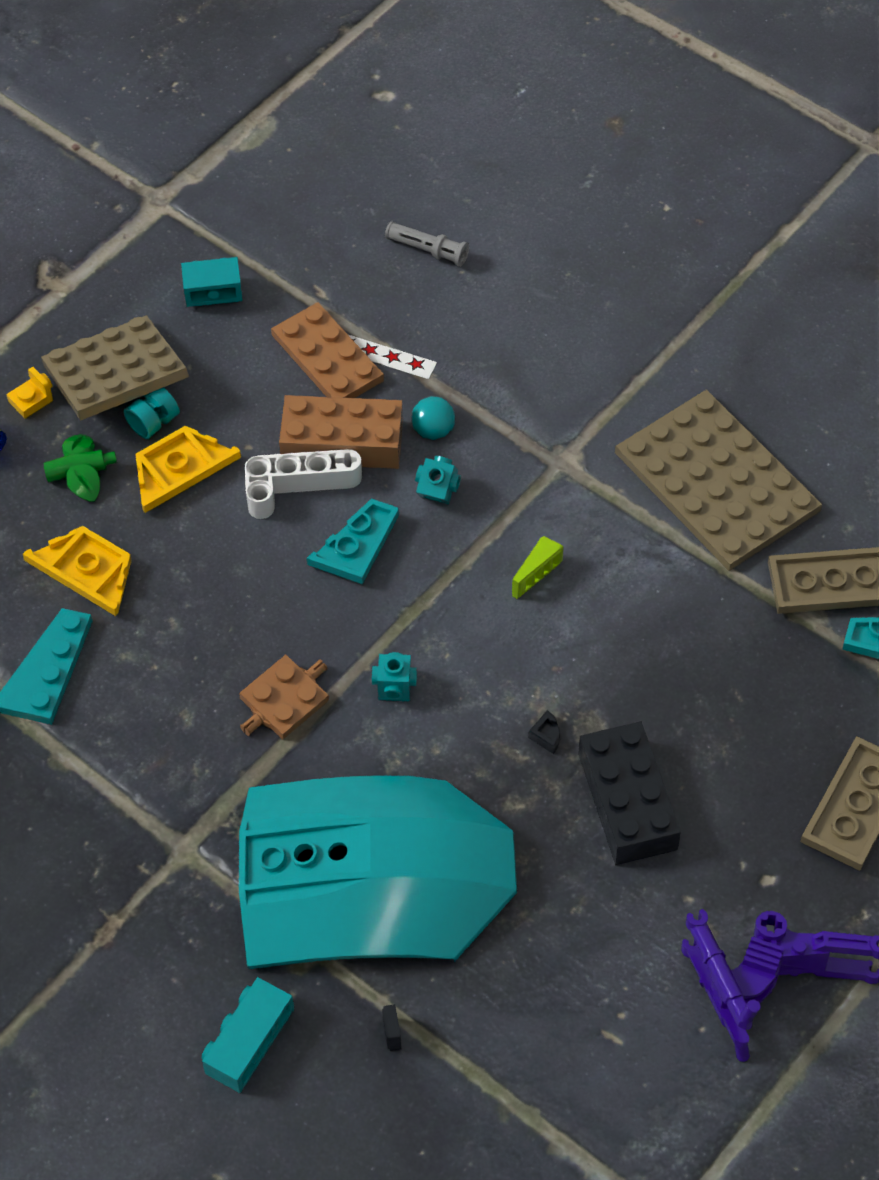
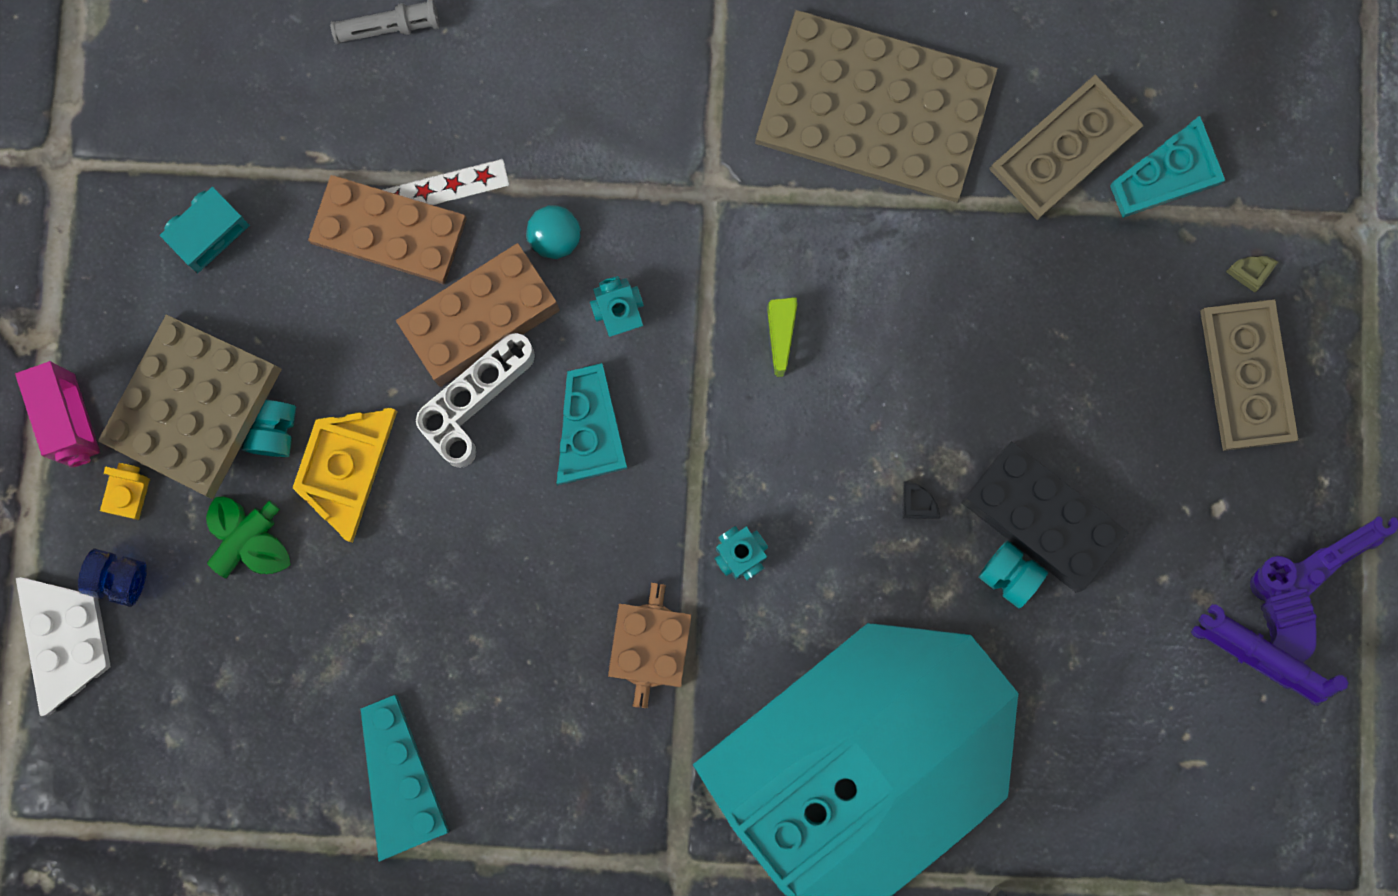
camera: 35 degrees left, 25 degrees up
(31, 321) = (57, 414): none -> dark pink window
(85, 566) = (345, 645): yellow wing -> none
(575, 813) = (1013, 574): none -> teal wheel

